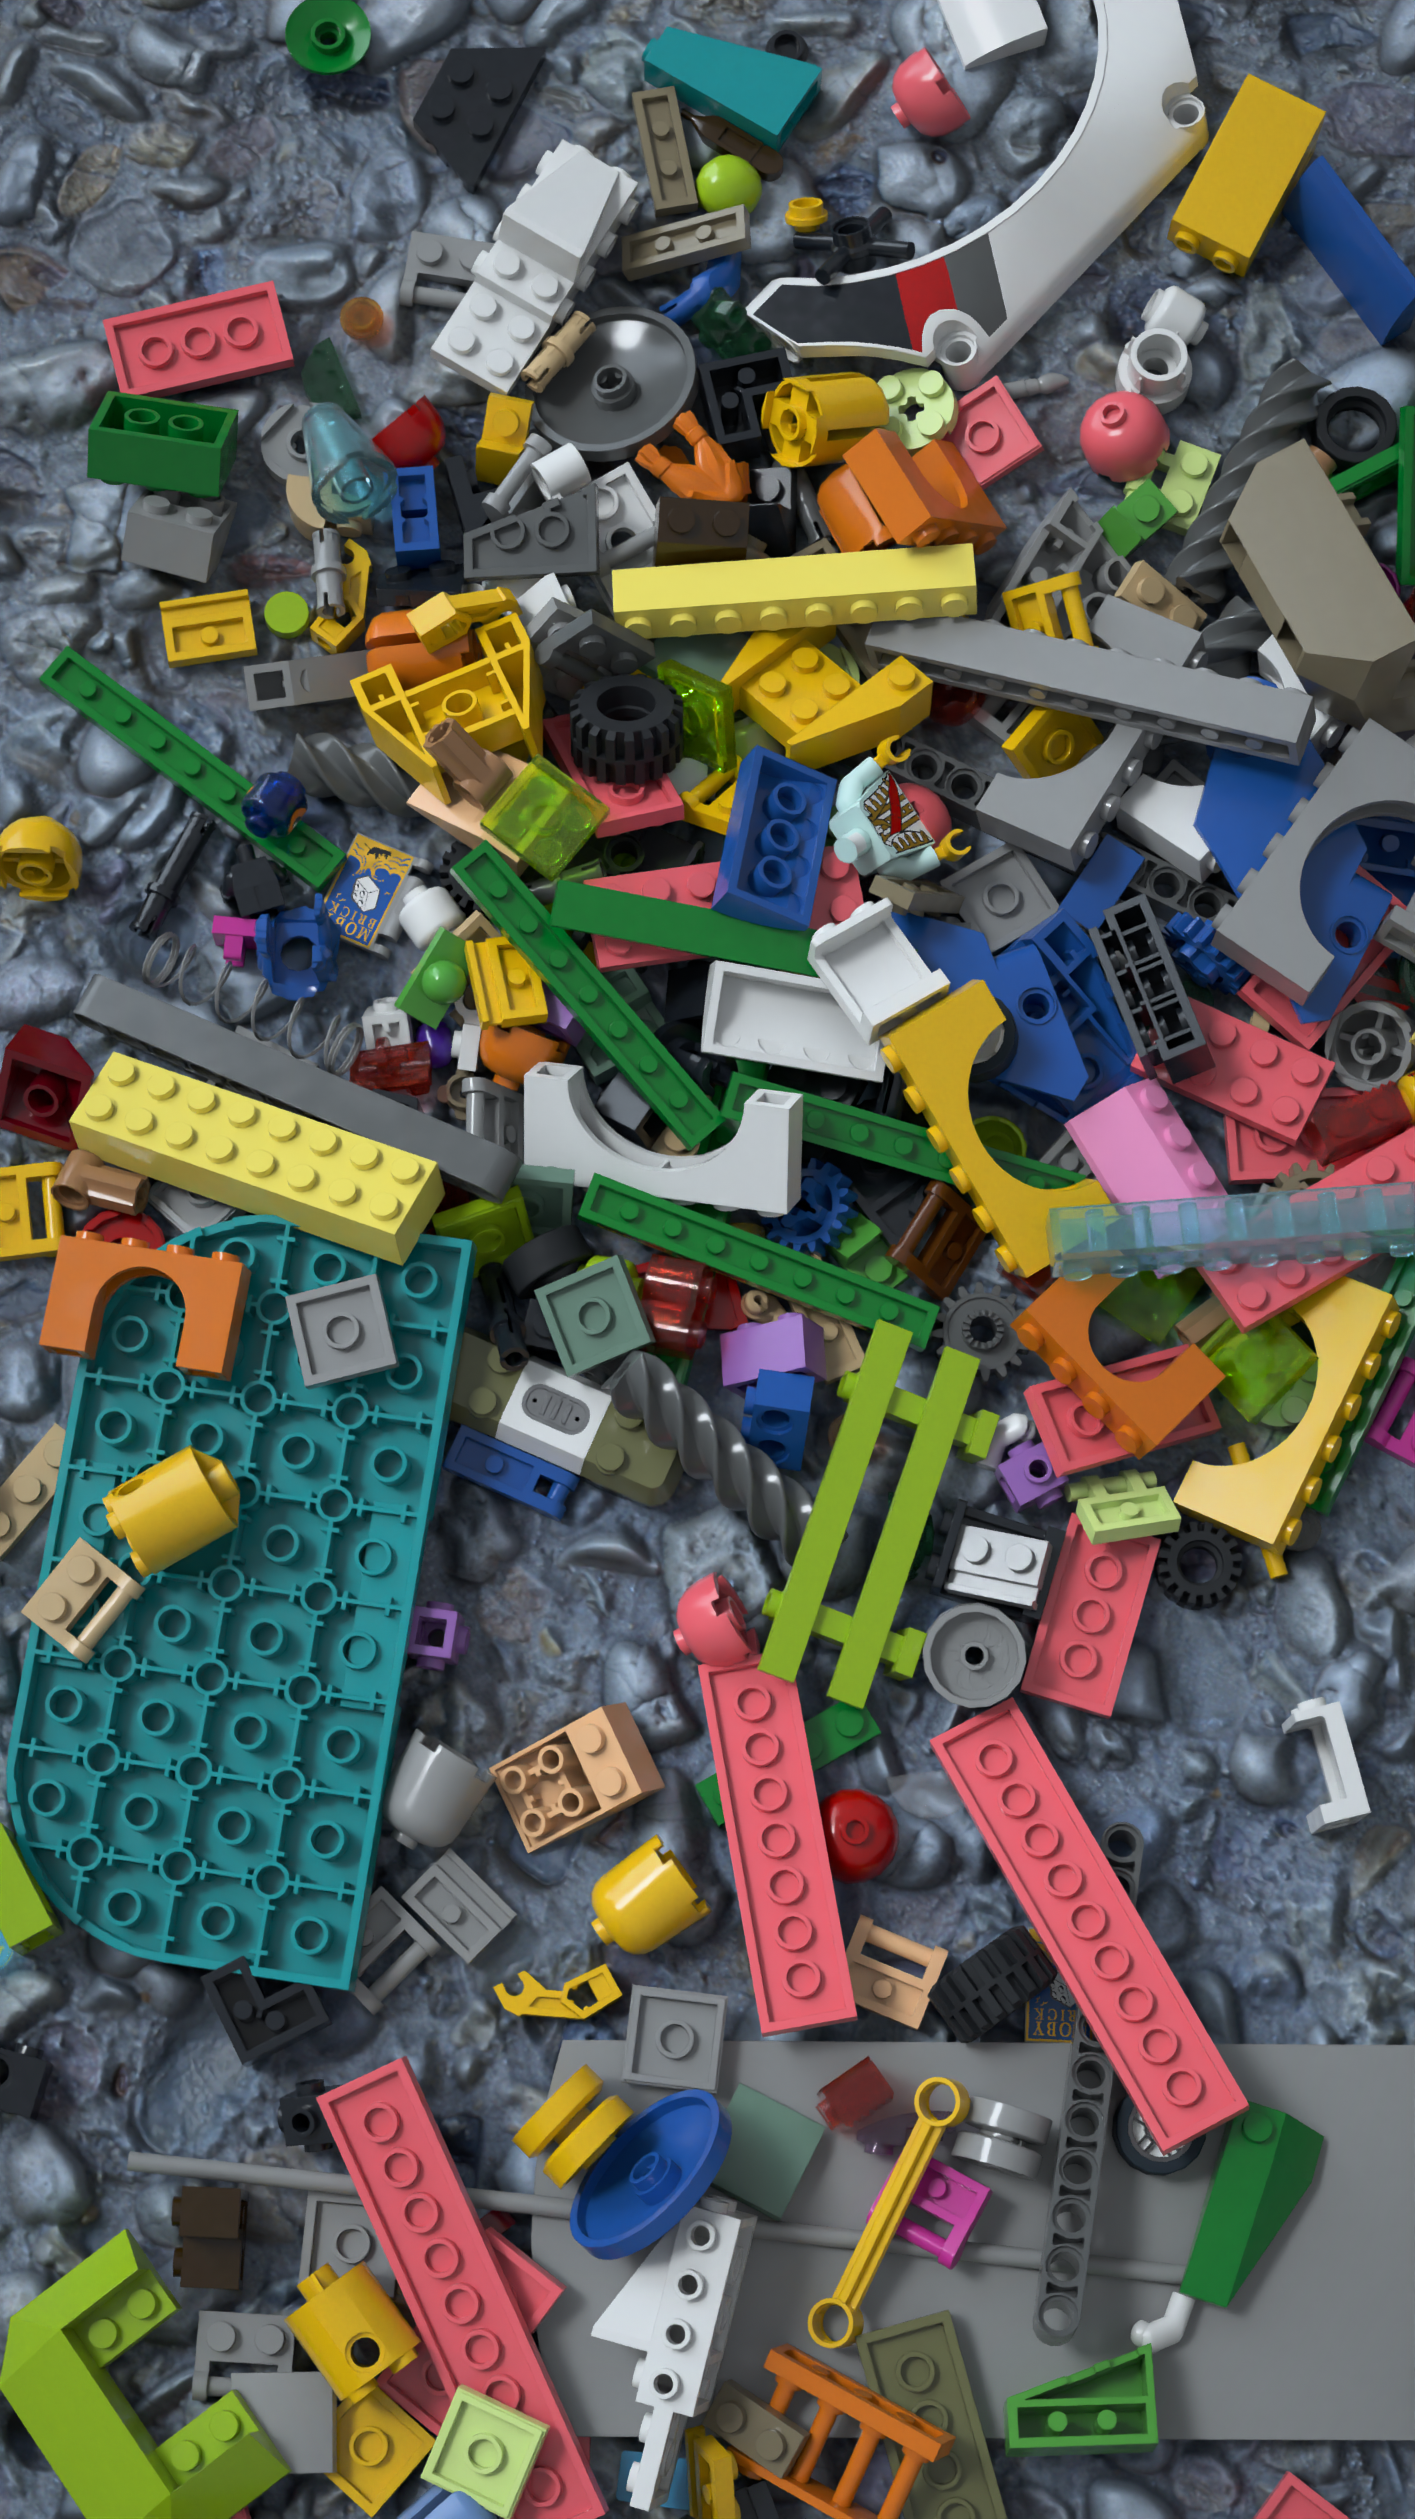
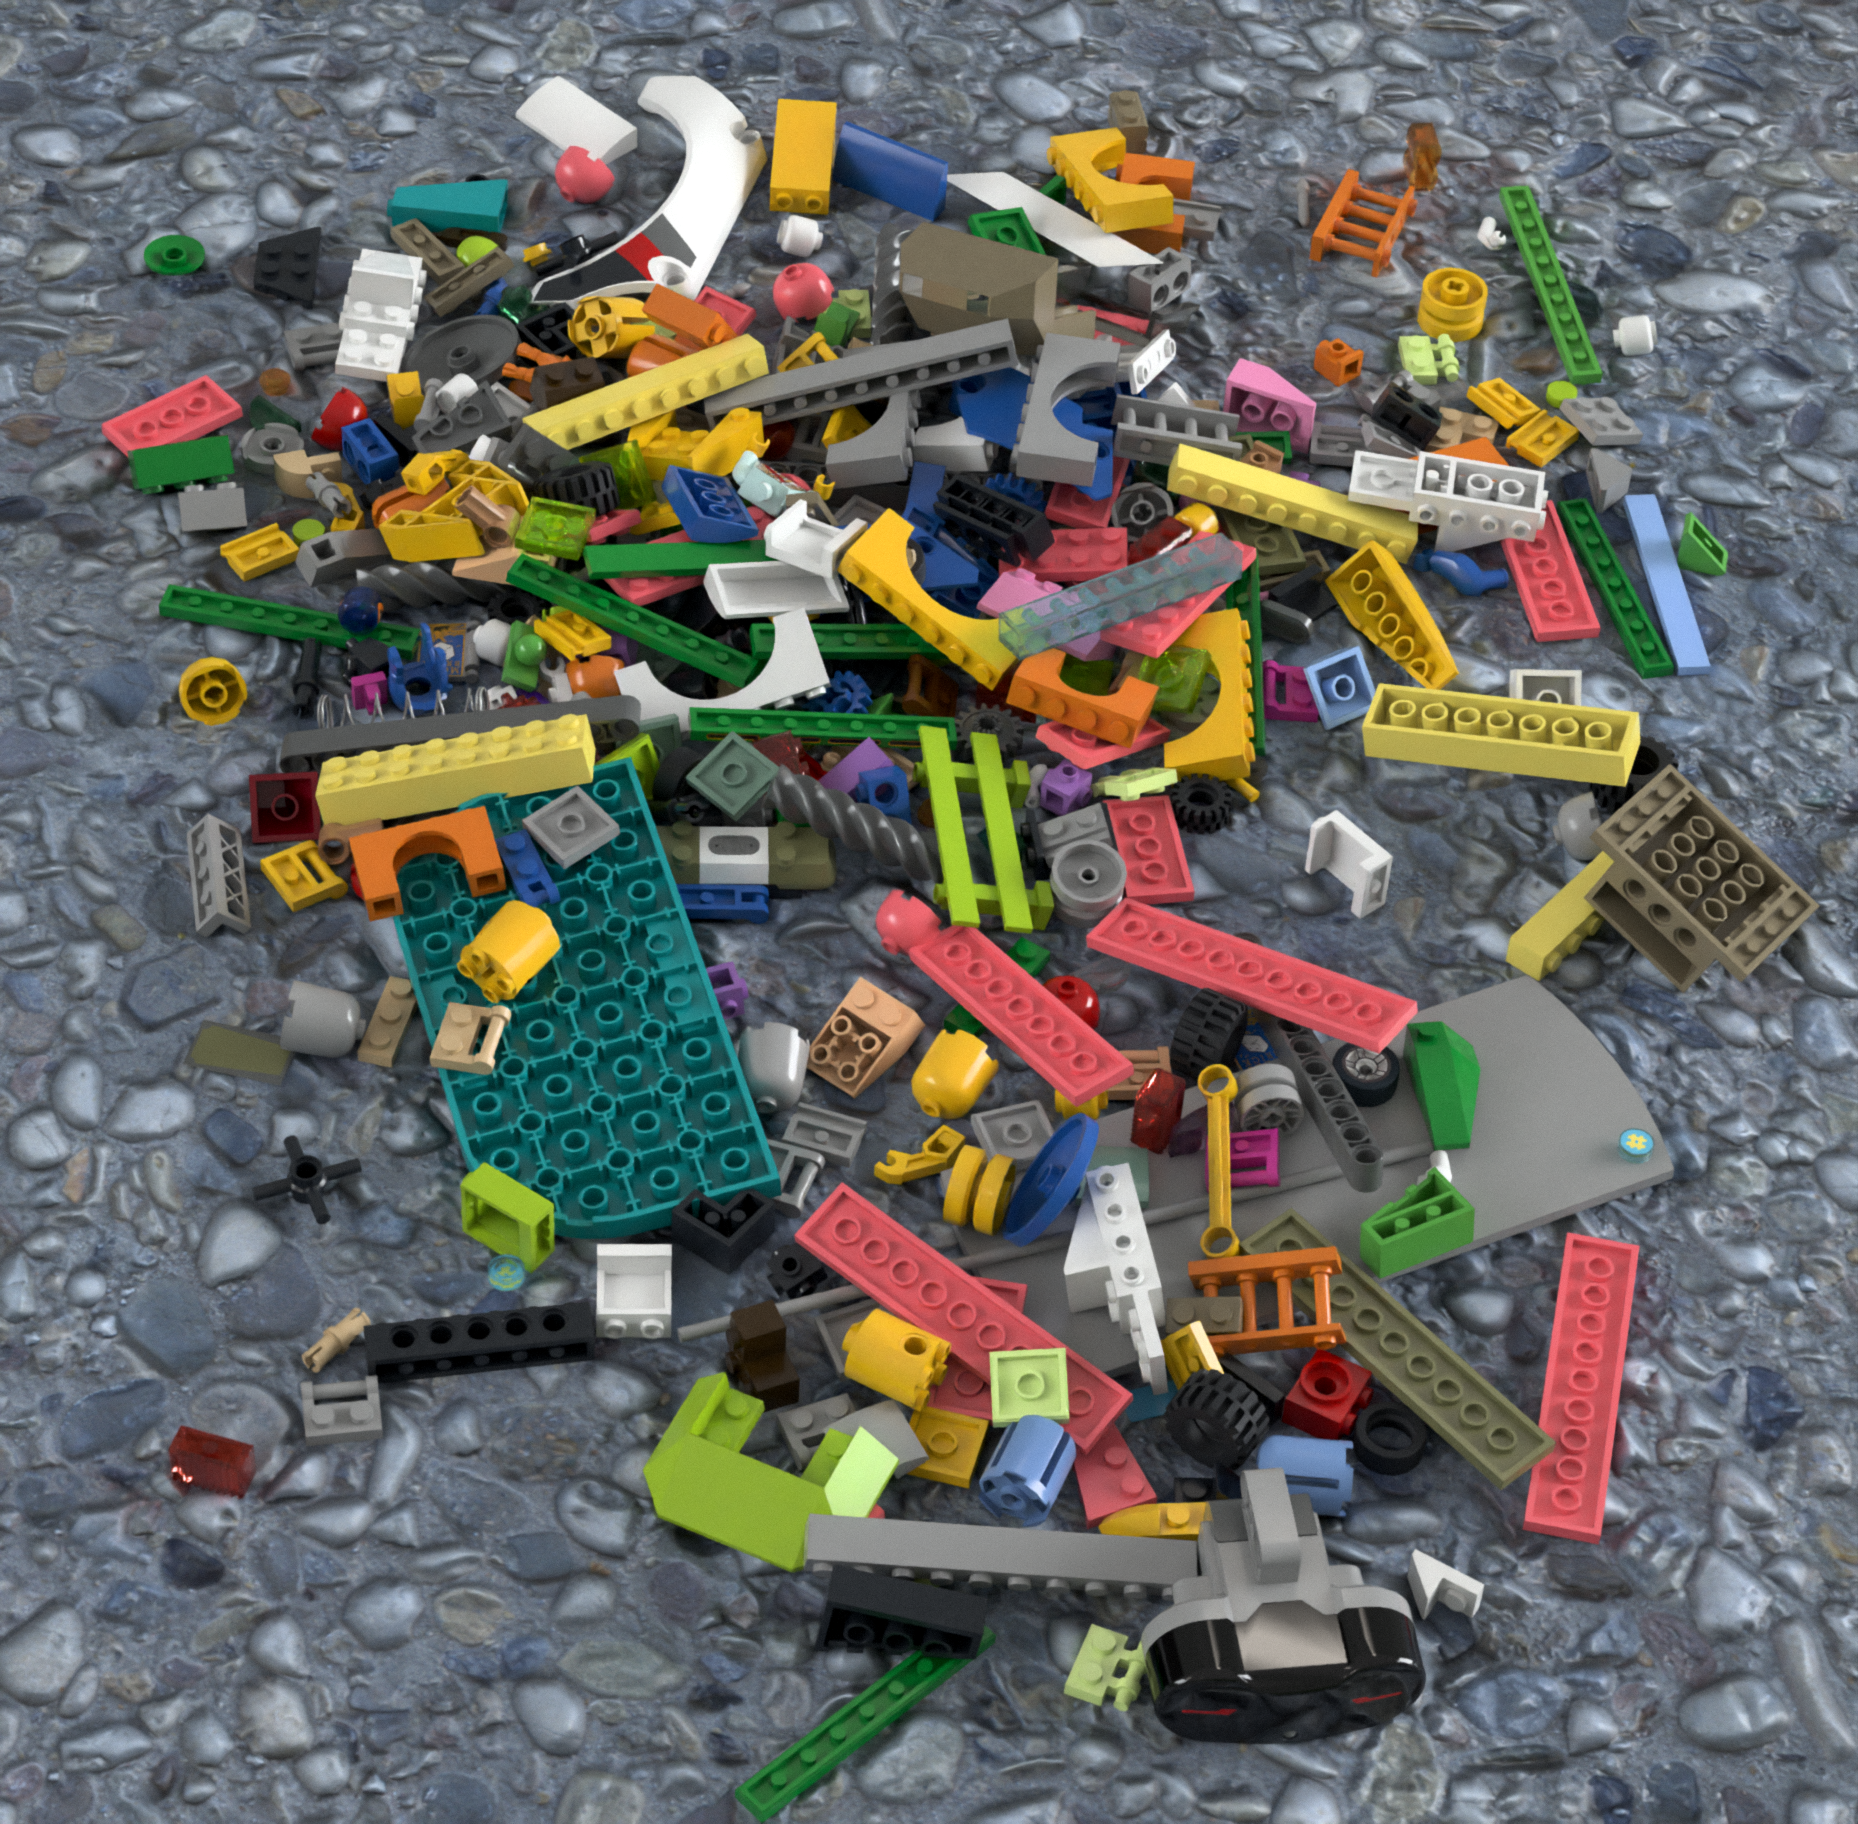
camera: 25 degrees left, 30 degrees down
(118, 2055) = (634, 1290): none -> white panel
(261, 1370) = (526, 869): none -> blue plate
(345, 466) = (315, 428): clear light blue cone -> none
(558, 351) = (417, 349): tan pin -> none
(1159, 351) = (802, 247): white piece -> none

